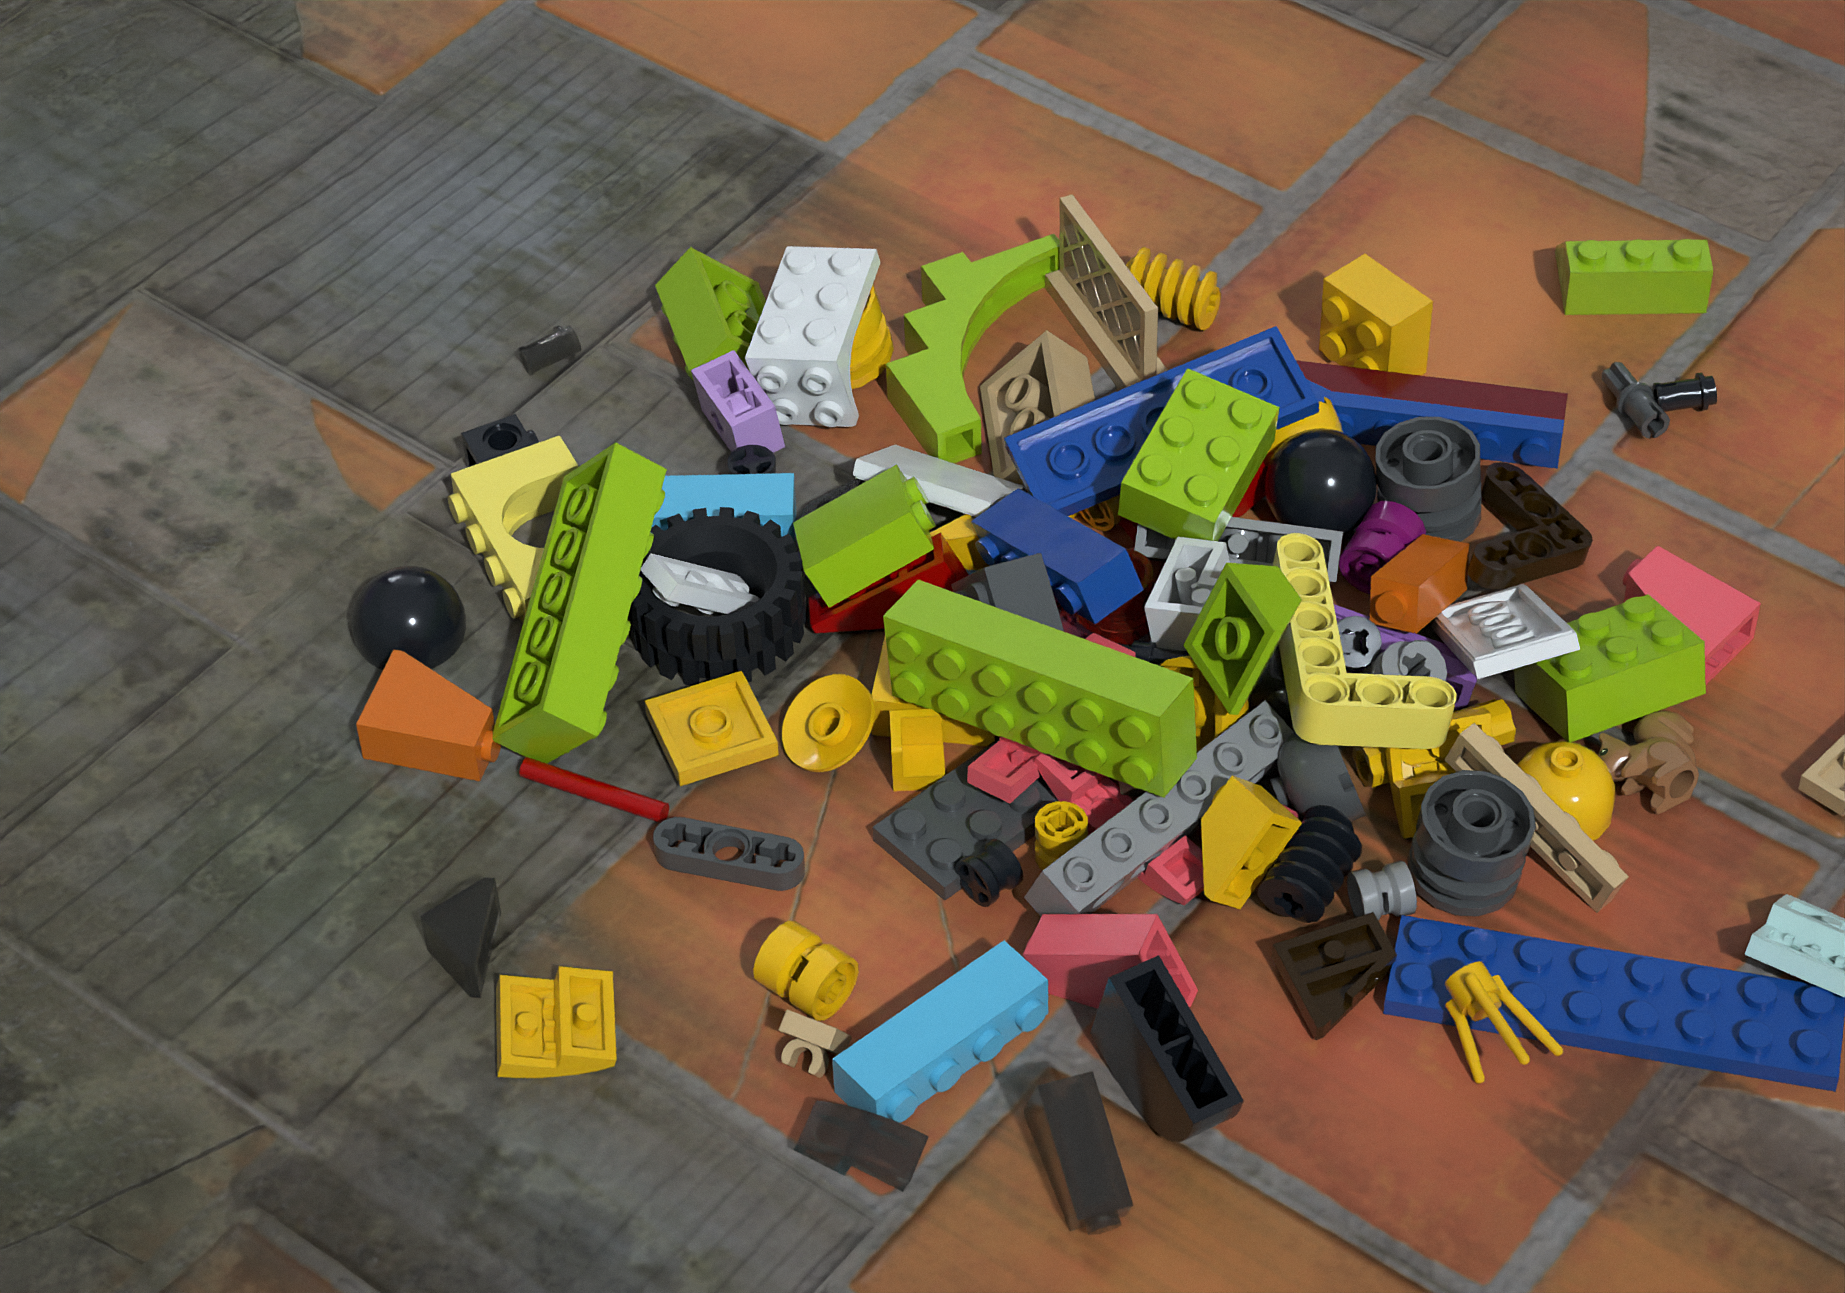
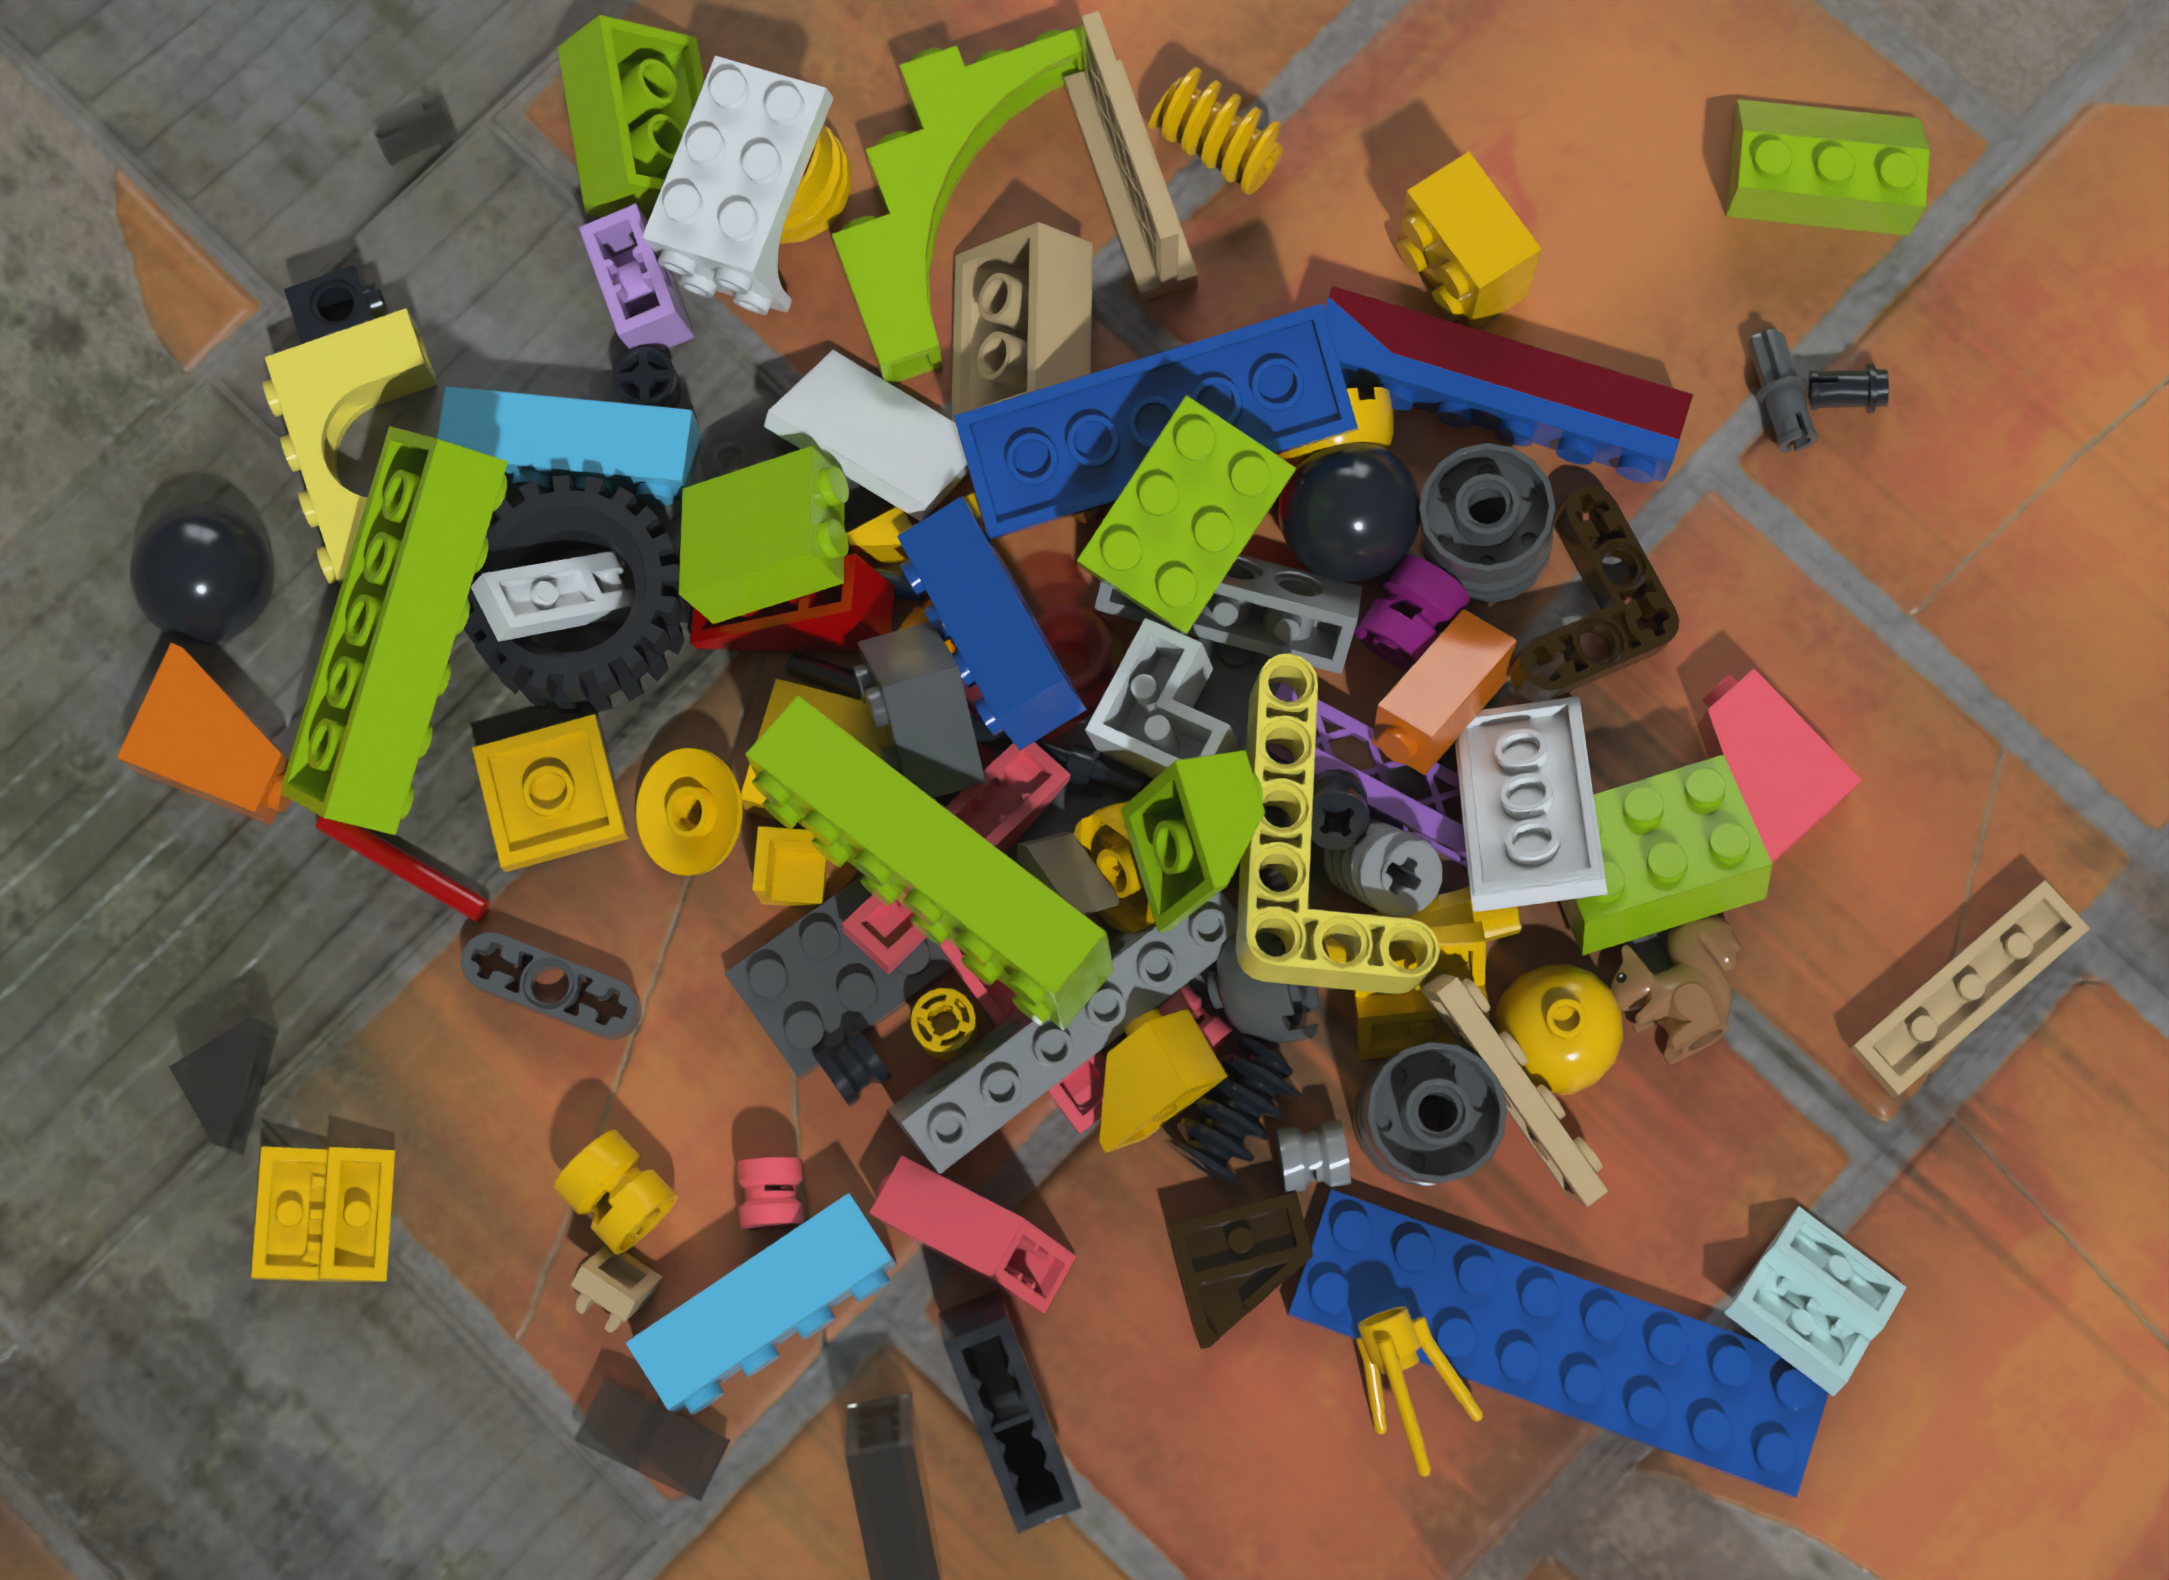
camera: 10 degrees right, 30 degrees up
(933, 955) = (770, 1208): none -> coral wheel

